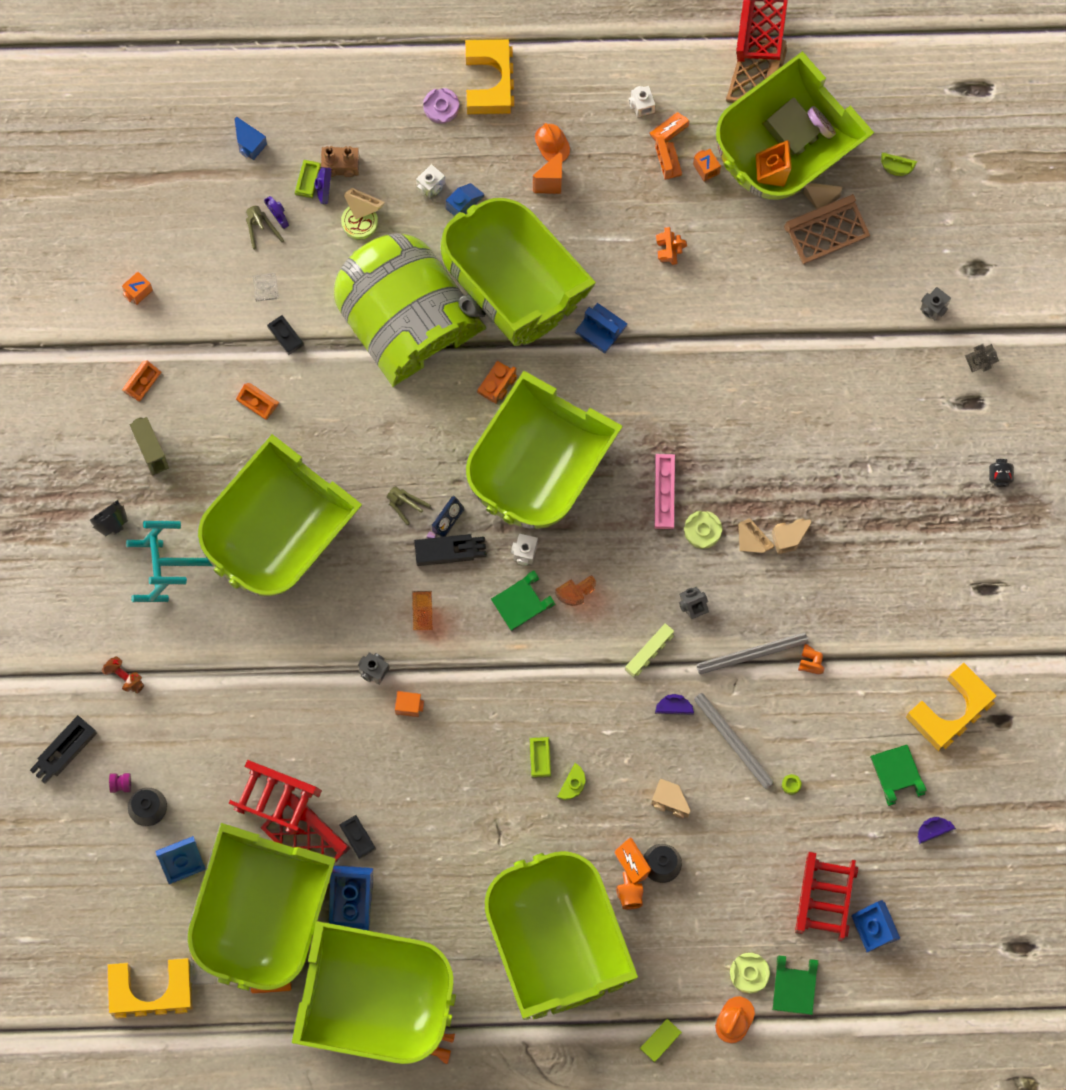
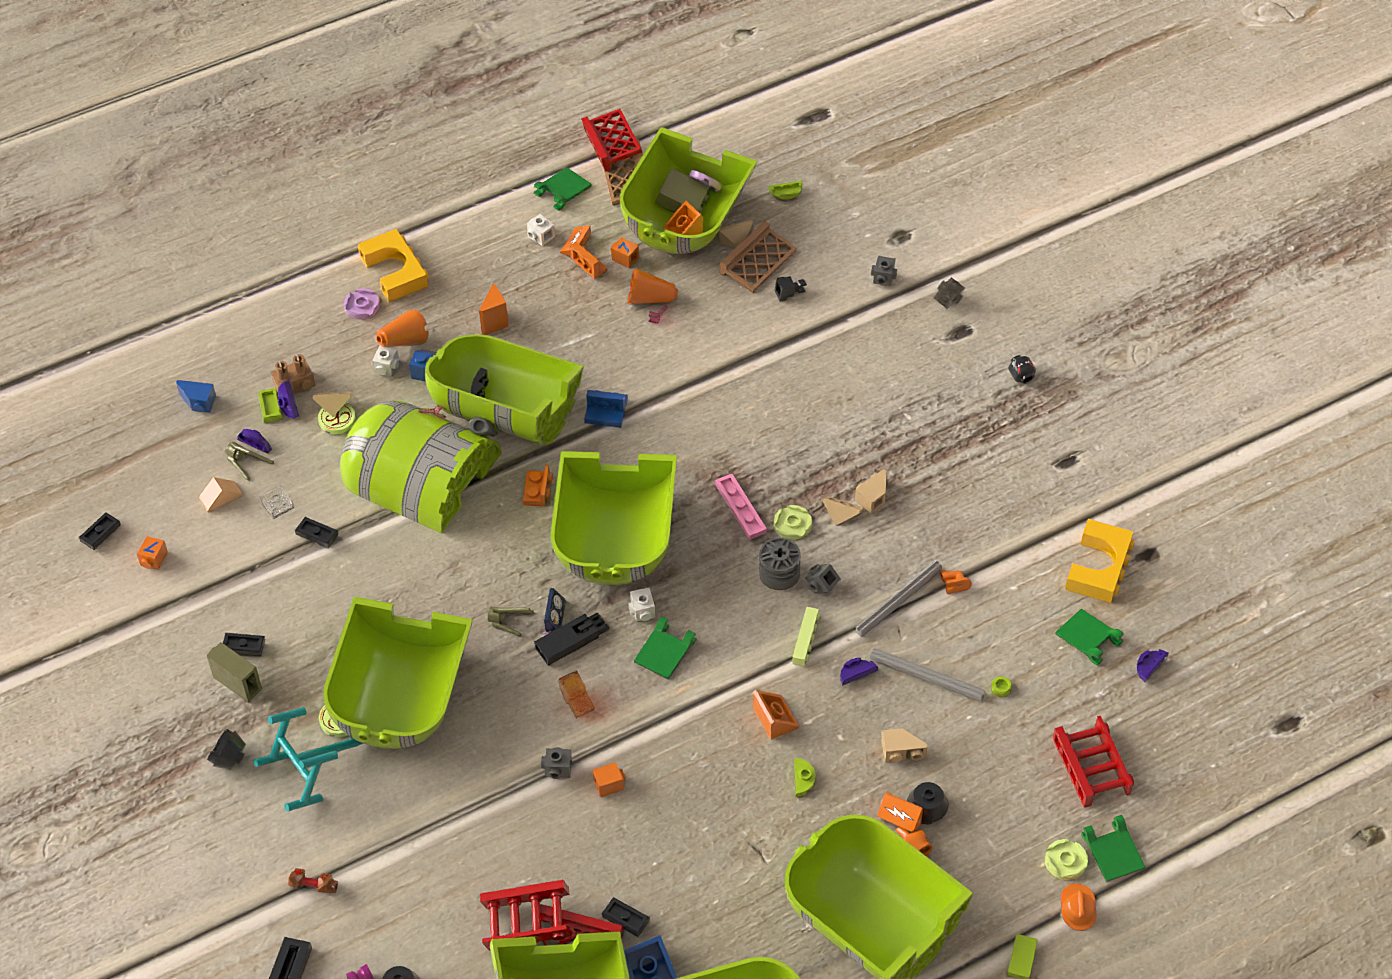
camera: 25 degrees left, 20 degrees down
(104, 242) = (99, 531): none -> black plate
(141, 380) = (196, 627): orange slope -> none
(172, 418) = (244, 643): none -> black plate
(222, 253) = (219, 493): none -> light nougat slope
(257, 400) = (318, 597): orange slope -> none
(439, 269) = (435, 411): none -> hand
(457, 161) = (404, 331): none -> orange cone
(491, 259) = (479, 383): none -> black slope
(540, 757) = (759, 769): lime tile -> none
(551, 141) = (474, 289): orange piece -> none
(573, 594) = (708, 620): clear orange brick -> none
(582, 712) = (773, 713): none -> orange slope
(668, 238) = (635, 318): orange hips -> none
(668, 579) = (779, 563): none -> dark grey wheel
(691, 59) = (564, 186): none -> green flag
(697, 249) = (655, 316): none -> clear pink hand
(707, 219) = (650, 289): none -> orange cone
(834, 277) = (785, 287): none -> black piece
(875, 926) = (1153, 761): blue bracket -> none

